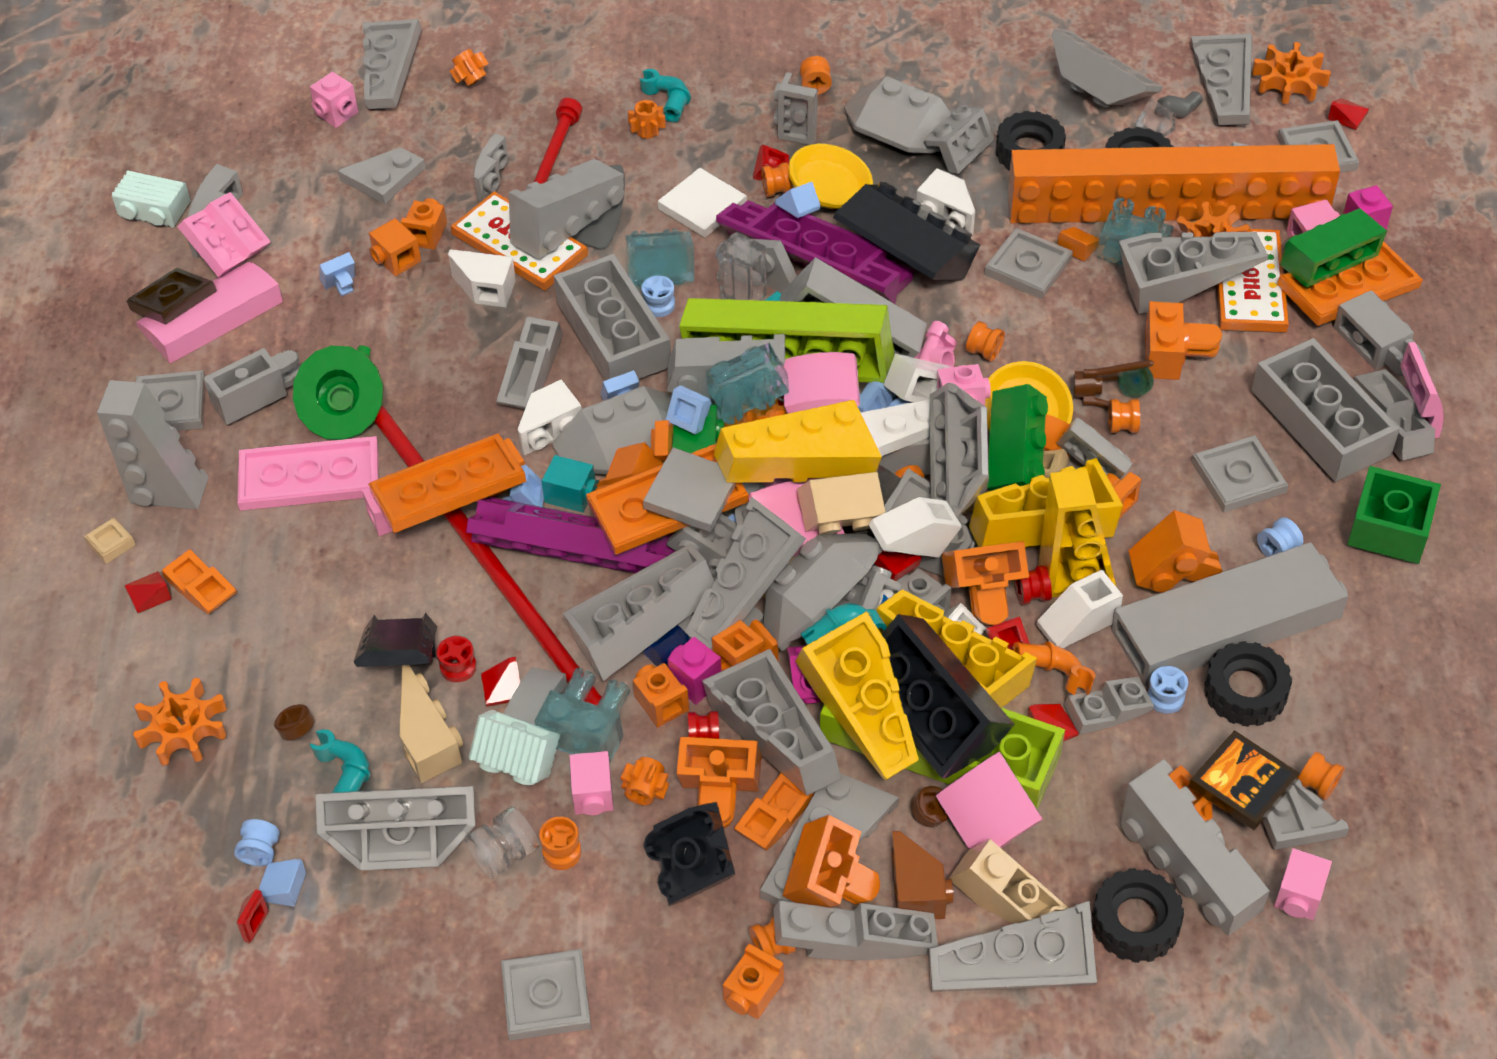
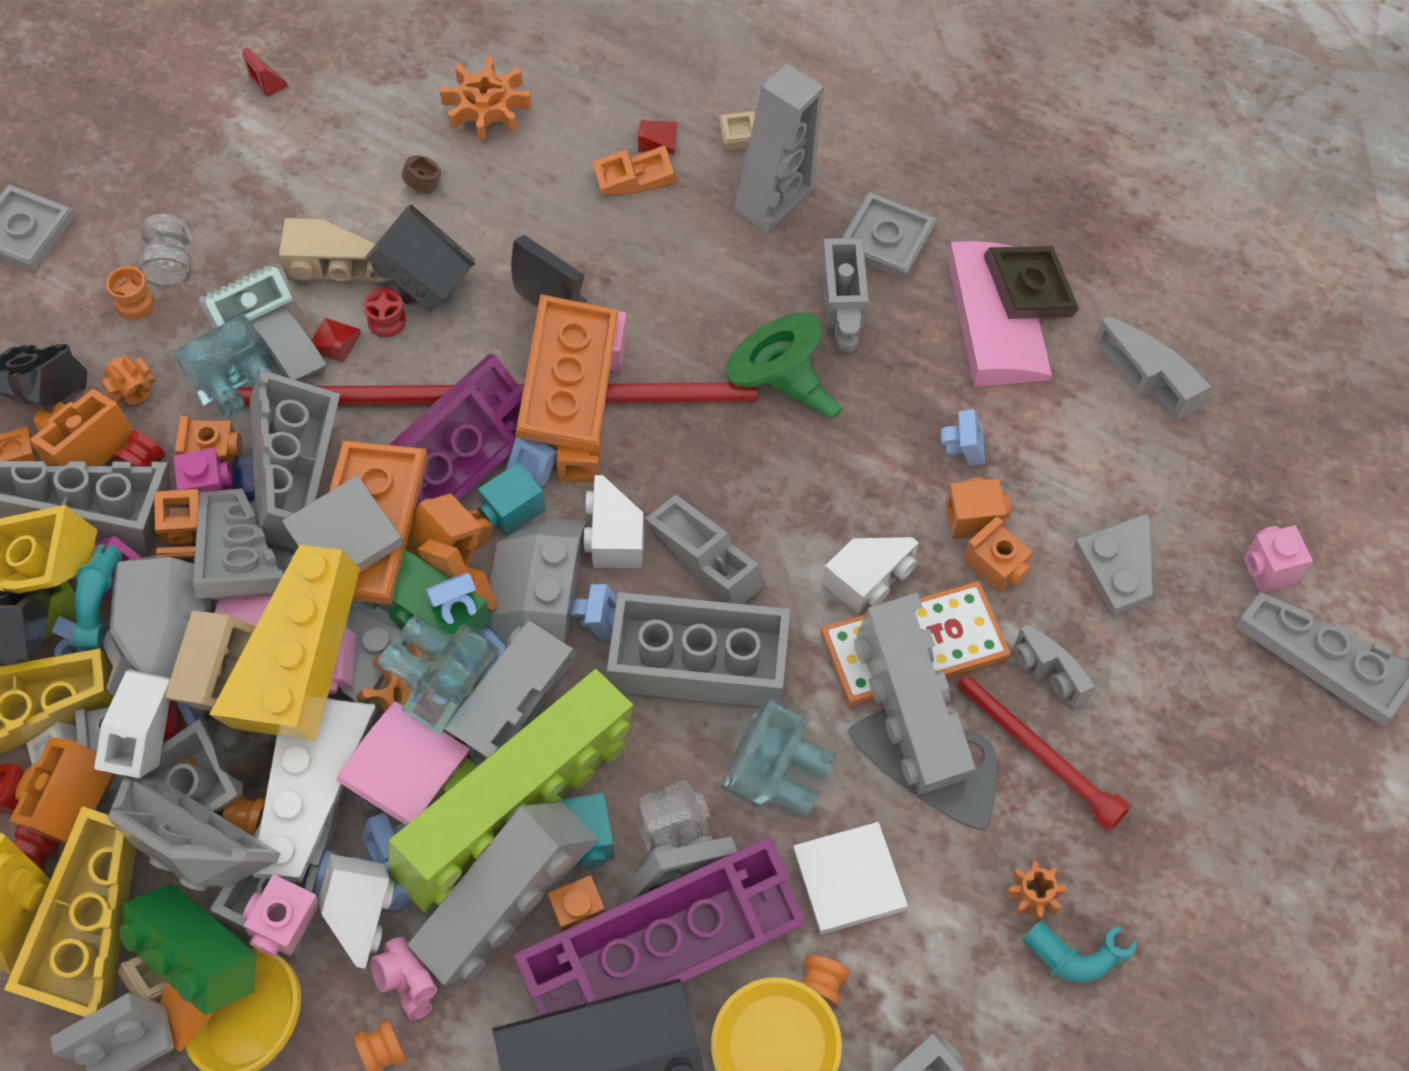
camera: 120 degrees right, 10 degrees up
(151, 198) = (1203, 321): light aqua brick -> none
(224, 234) = (1091, 354): bright pink slope -> none
(256, 842) = (321, 100): light blue wheel -> none
(283, 882) = (275, 107): light blue slope -> none
(306, 472) = (706, 306): bright pink tile -> none
(355, 761) = (337, 194): teal piece -> none
(367, 545) = (541, 272): none -> black slope
(396, 825) = (257, 188): light grey wedge -> none
(469, 67) = (1259, 733): orange gear -> none
(591, 783) = (158, 338): bright pink brick -> none
(658, 295) = (718, 721): light blue wheel -> none
(768, 157) = (865, 1005): red slope -> none
(799, 200) = (740, 959): light blue slope -> none
(1126, 489) = (44, 1024): orange tile -> none

